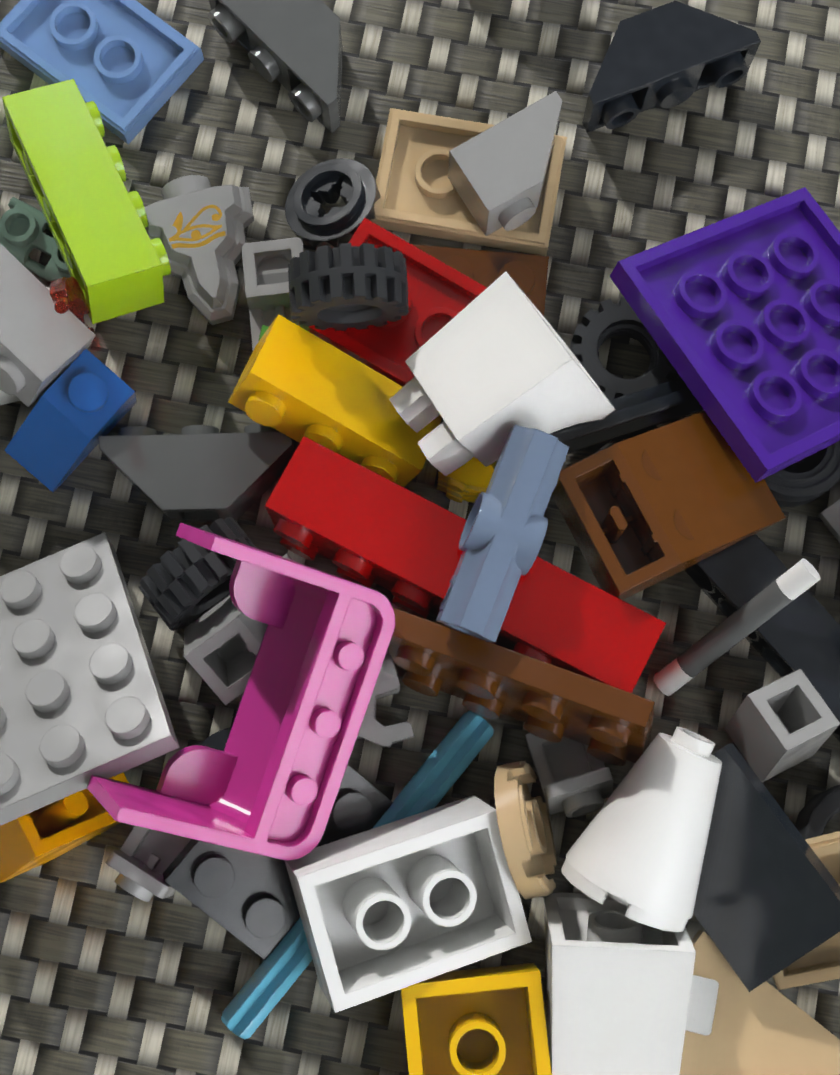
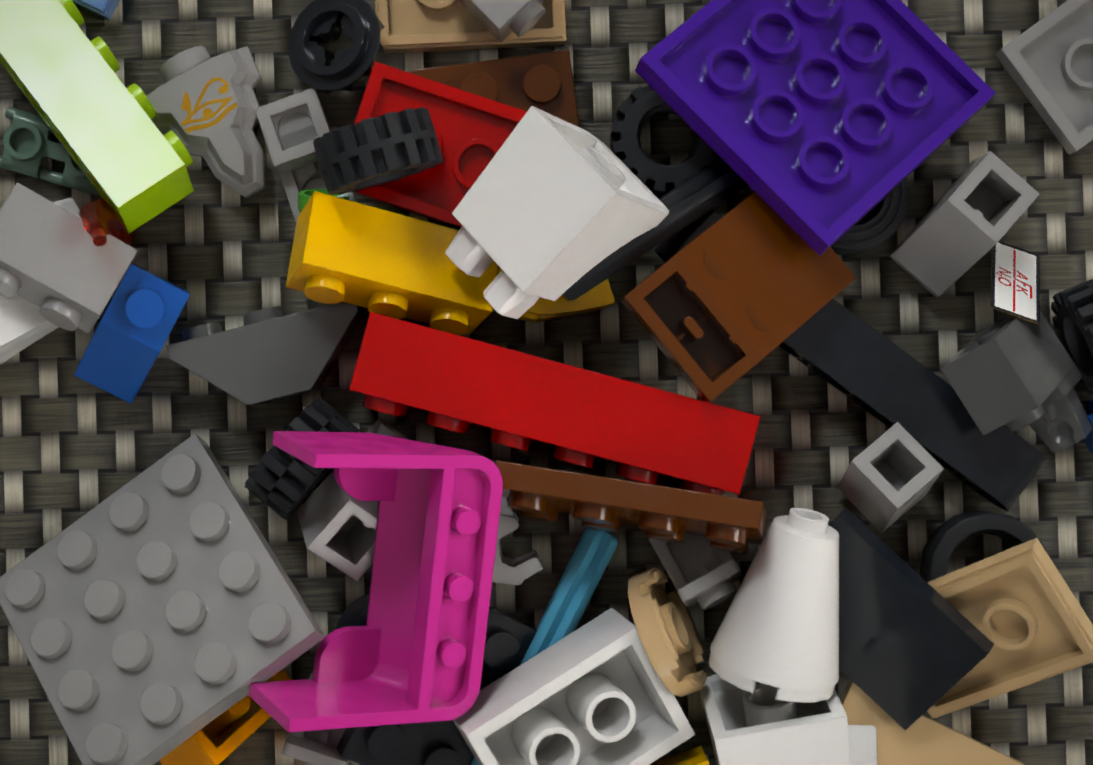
camera: 15 degrees left, 10 degrees up
(503, 533) = (586, 371): sand blue piece -> none
(737, 627) = (829, 393): dark grey bar -> none

